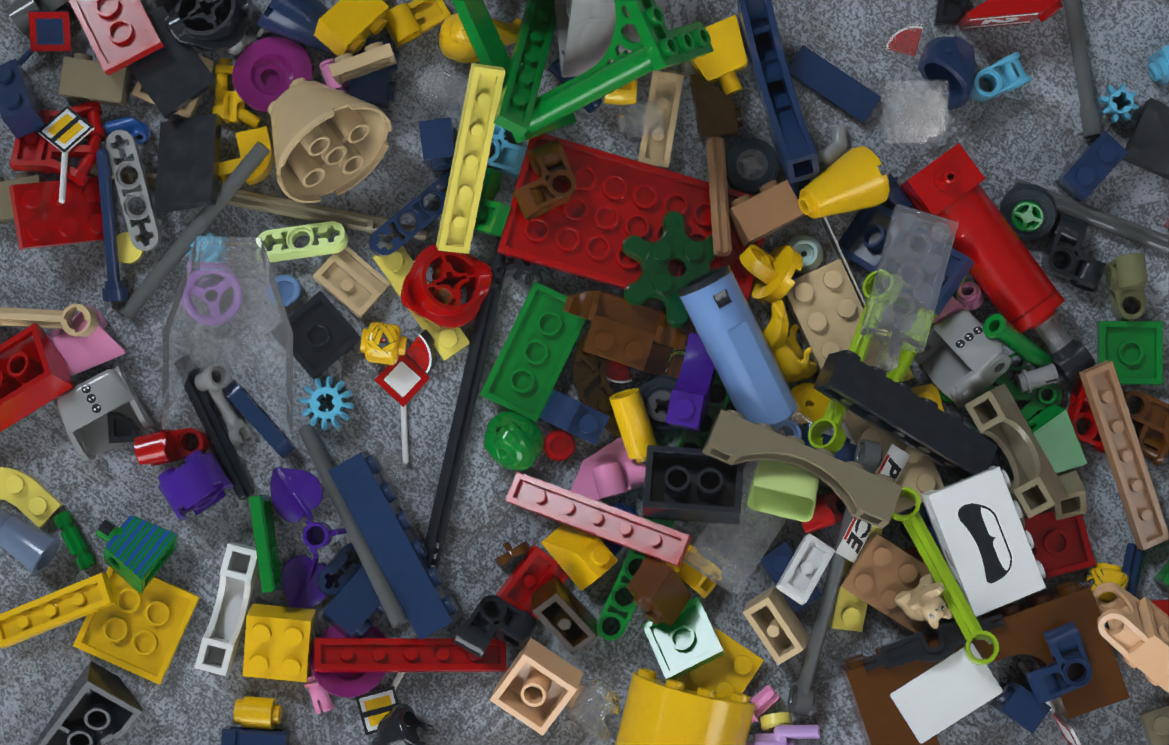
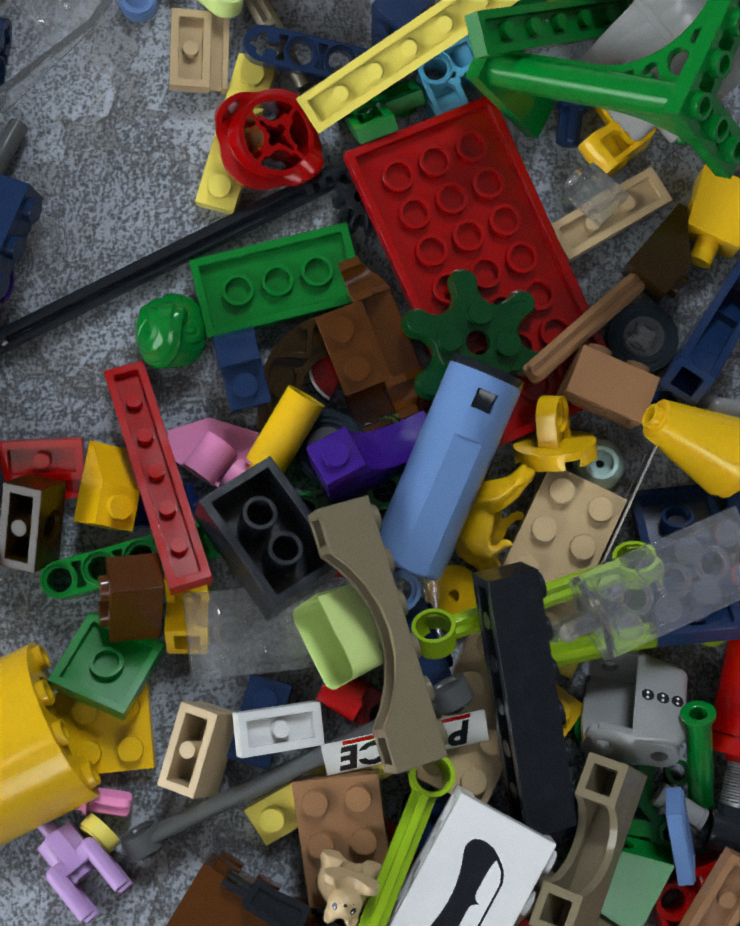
camera: 50 degrees right, 5 degrees down
(316, 405) = (47, 116): medium azure gear -> none
(320, 335) = (119, 63): black plate -> none
(383, 343) = (161, 127): yellow head -> none
(402, 383) = (141, 181): piece -> none
(423, 351) = (185, 174): tile -> none
(512, 553) = (56, 422): reddish brown piece -> none
(550, 166) = (432, 145): reddish brown piece -> none
(559, 445) = (204, 382): red tile -> none
(968, 298) = (701, 664): bright pink plate -> none
(1052, 392) = (680, 836): none -> medium blue tile

